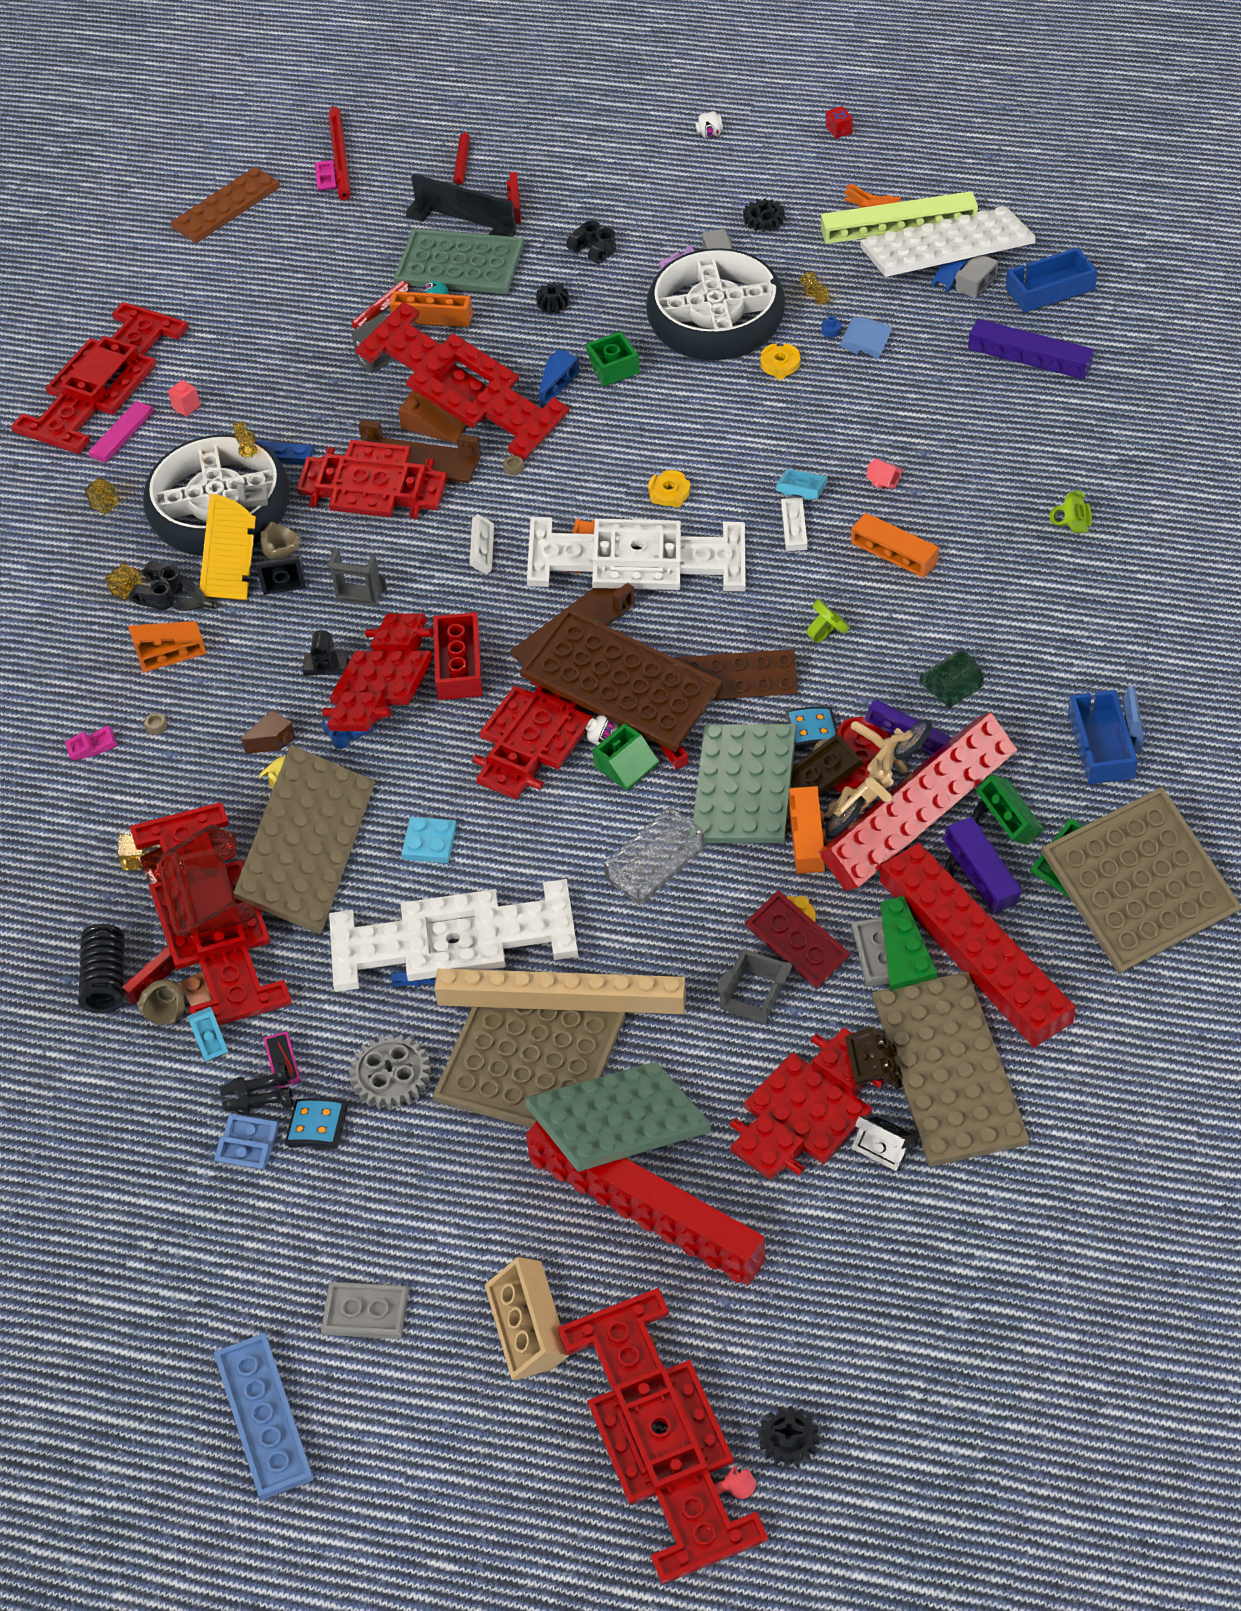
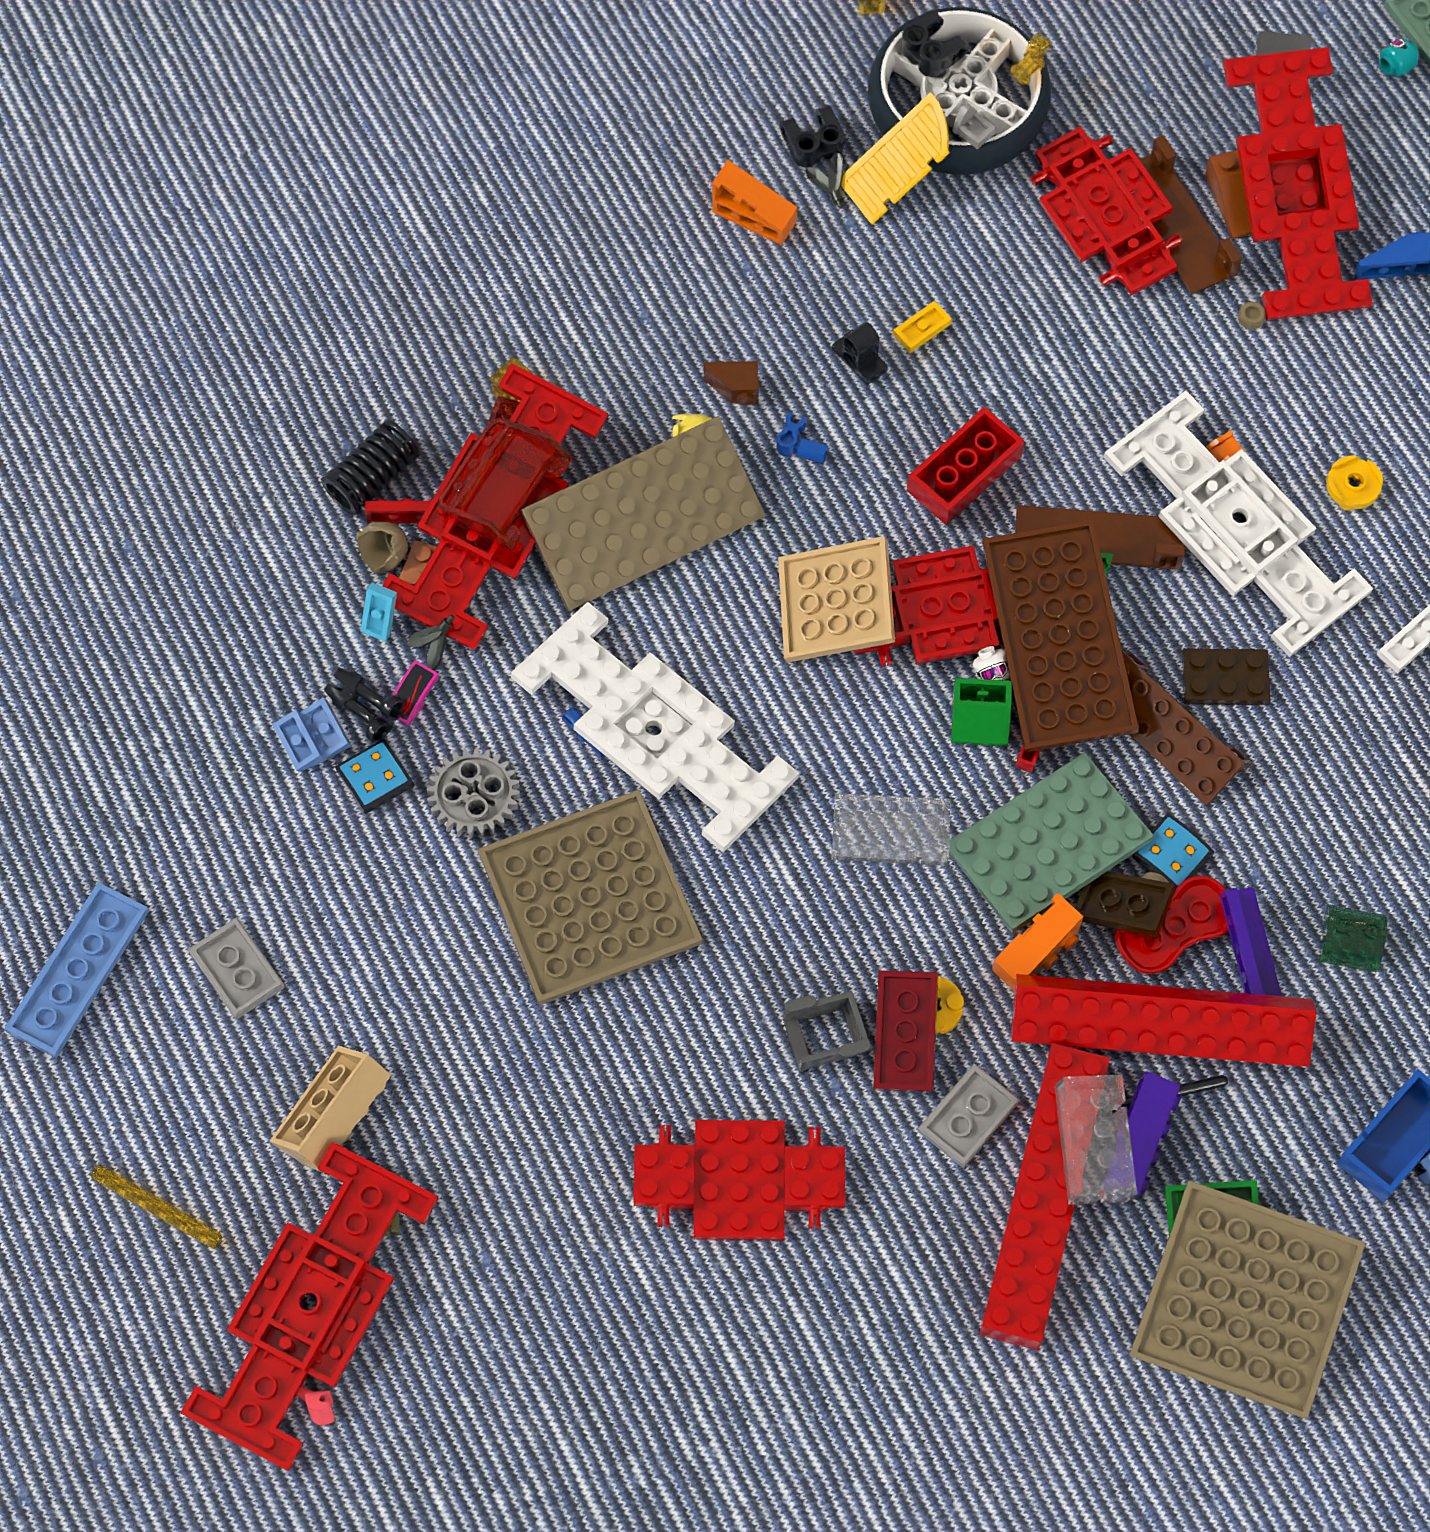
camera: 45 degrees right, 15 degrees up
(85, 746) = (593, 242): dark pink slope -> none
(122, 581) = (792, 103): clear yellow brick -> none
(155, 723) = (664, 274): dark tan tile -> none
(184, 481) = (925, 48): none -> black piece
(257, 1016) = (437, 637): none -> pearl dark grey piece
(278, 541) = (955, 193): dark tan hair -> none
(281, 575) = (921, 228): black slope -> none
(290, 452) = (1073, 98): blue plate -> none
(343, 618) = (922, 327): none -> yellow plate
(356, 593) = (971, 317): dark grey piece -> none
(379, 306) = (1342, 18): red axle -> none
(381, 676) = (880, 418): red piece -> none
(429, 840) = (744, 616): medium azure plate -> none
(436, 308) = (1375, 70): orange brick -> none
(473, 778) = (836, 599): none -> tan plate
(481, 544) = (1122, 371): white plate -> none
(489, 1489) = (156, 1206): none -> clear yellow axle
(560, 991) = (668, 870): tan brick -> none
(617, 1116) = (575, 1024): sand green plate -> none
(658, 1208) = (519, 1119): red brick -> none
(725, 628) = (1226, 676): none -> dark brown plate
(801, 1438) = (403, 1409): black gear -> none
(825, 622) = (1315, 765): lime tile -> none
(873, 1057) = (828, 1202): dark brown bracket -> none
(883, 1141) = (757, 1273): bracket -> none
(893, 751) = (1185, 958): tan piece -> none
(904, 947) = (982, 1135): green wing -> none
(950, 1070) = (888, 1274): dark tan plate -> none
(975, 881) = (1095, 1140): none -> clear piece
(1009, 809) = (1230, 1112): green brick -> none

